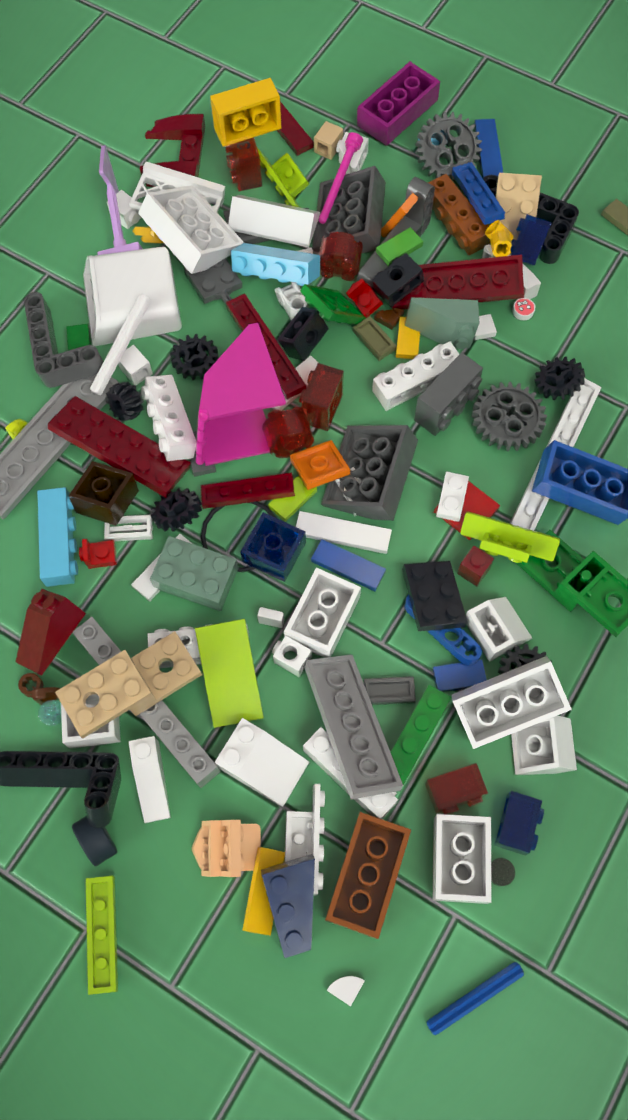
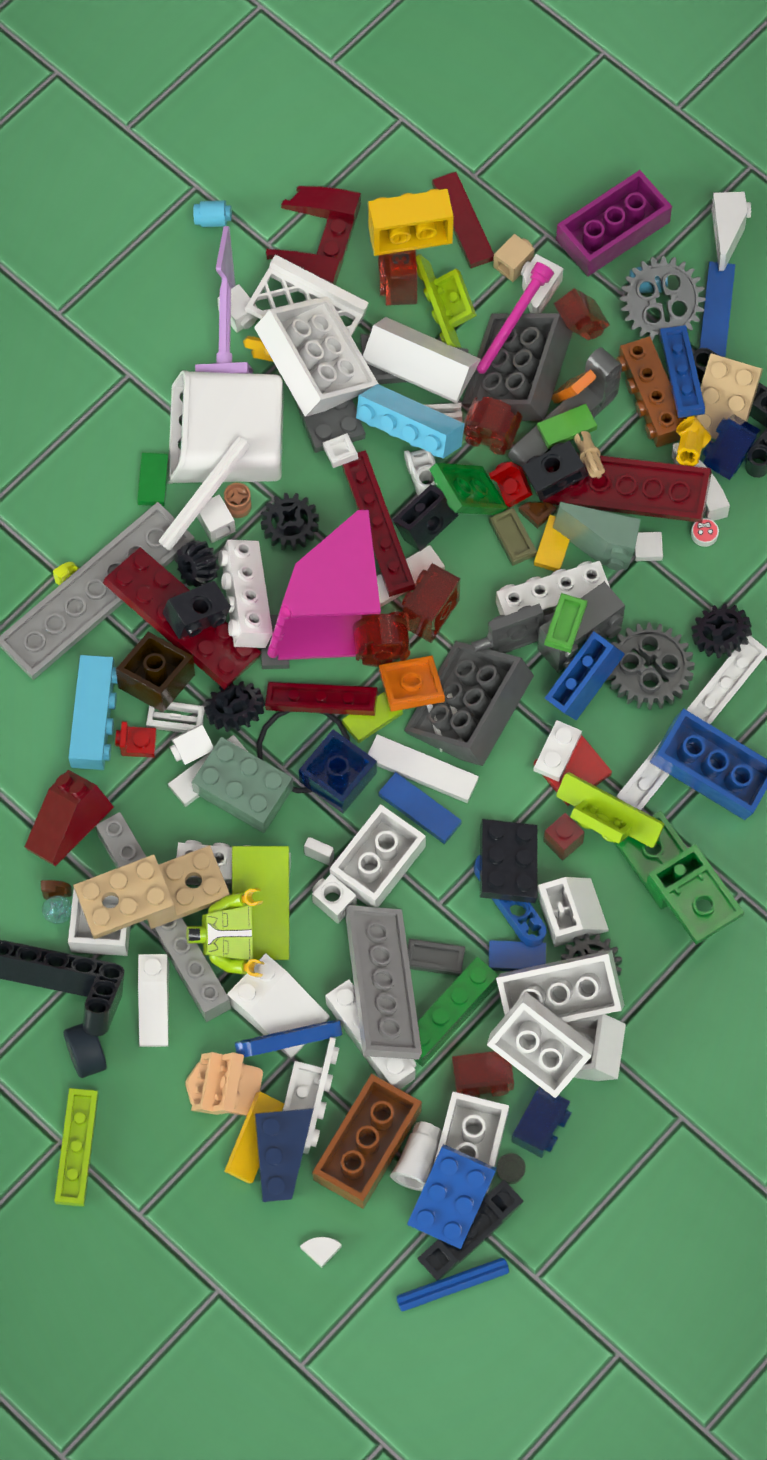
camera: 10 degrees right, 0 degrees up
(25, 679) = (32, 868): reddish brown bush -> none
(50, 366) = (115, 477): dark grey beam -> none
(91, 147) = (212, 213): none -> medium azure brick
(129, 435) = (206, 599): none -> black brick
(145, 548) = (191, 745): none -> white brick
(150, 347) = (236, 494): none -> nougat wheel
(206, 707) = (228, 933): none -> lime torso
(224, 296) = (340, 450): none -> white tile
(277, 792) = (289, 1038): none -> blue beam
(390, 166) = (581, 314): none -> clear red brick
(395, 405) = (513, 630): none -> dark grey plate
(417, 880) = (417, 1156): none -> white plant
(424, 262) = (589, 455): none -> tan axle
(439, 389) = (565, 622): none -> bright green tile
(459, 916) = (451, 1196): none -> blue plate
(462, 430) = (584, 676): none -> blue brick
(480, 942) = (492, 1213): none -> black slope
(481, 89) = (729, 223): none -> white slope
(507, 755) = (540, 1044): none -> white brick

